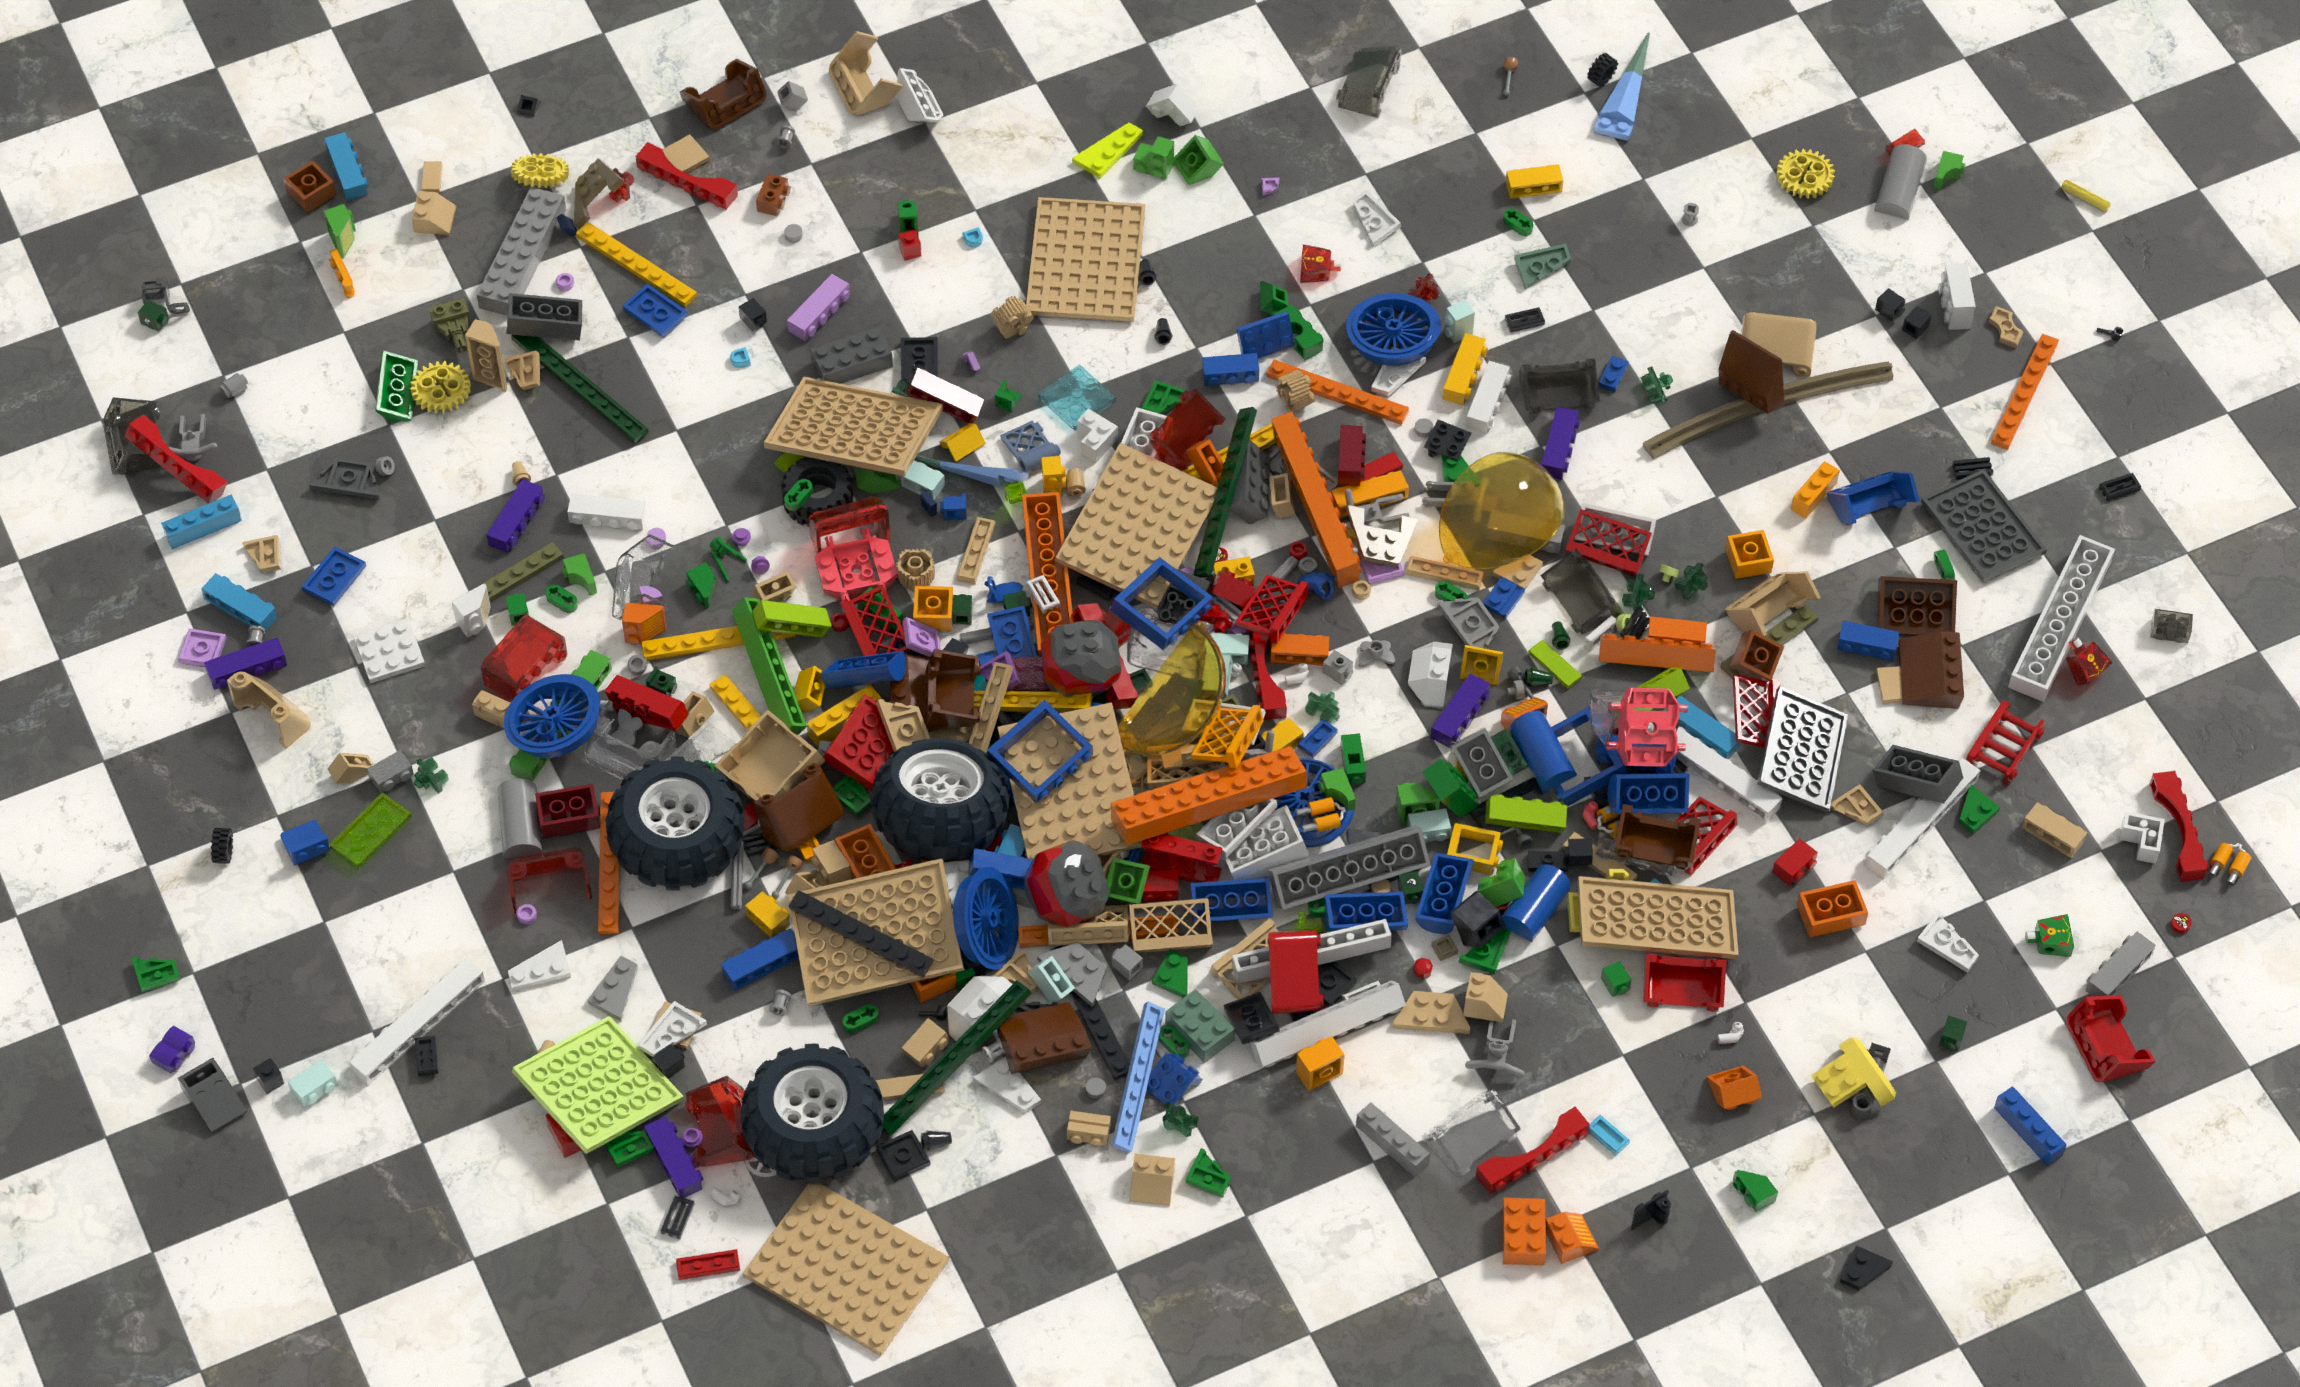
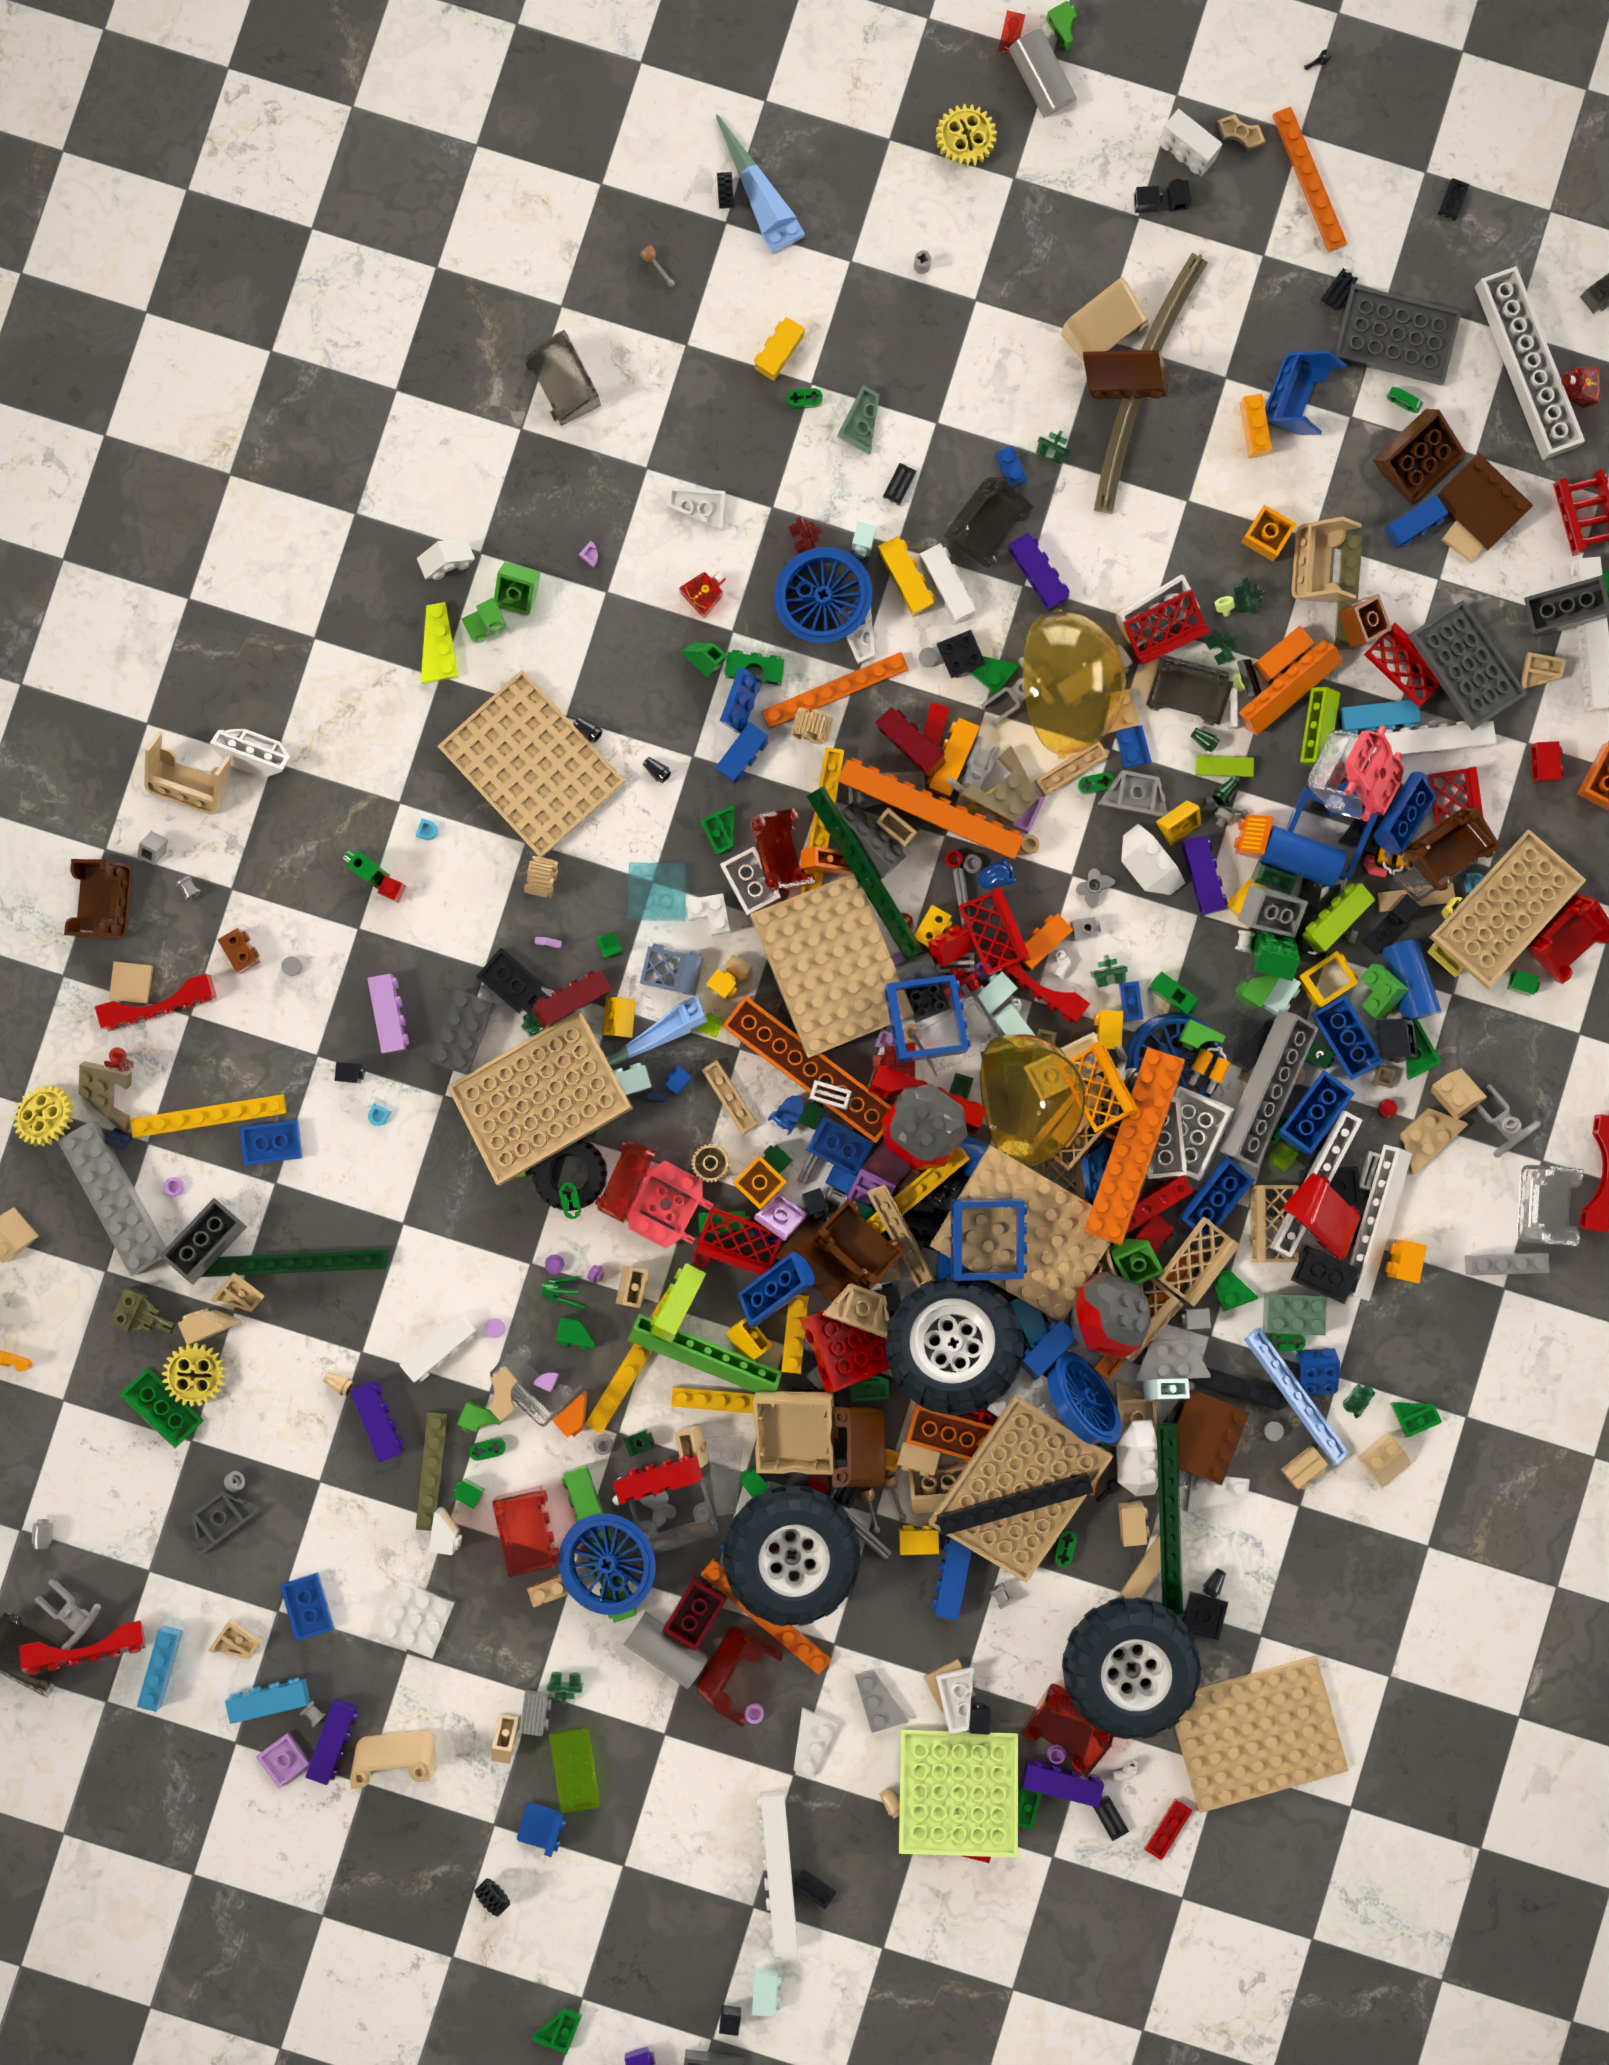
camera: 55 degrees left, 30 degrees up
(621, 562) = (502, 1402): none -> tan tile

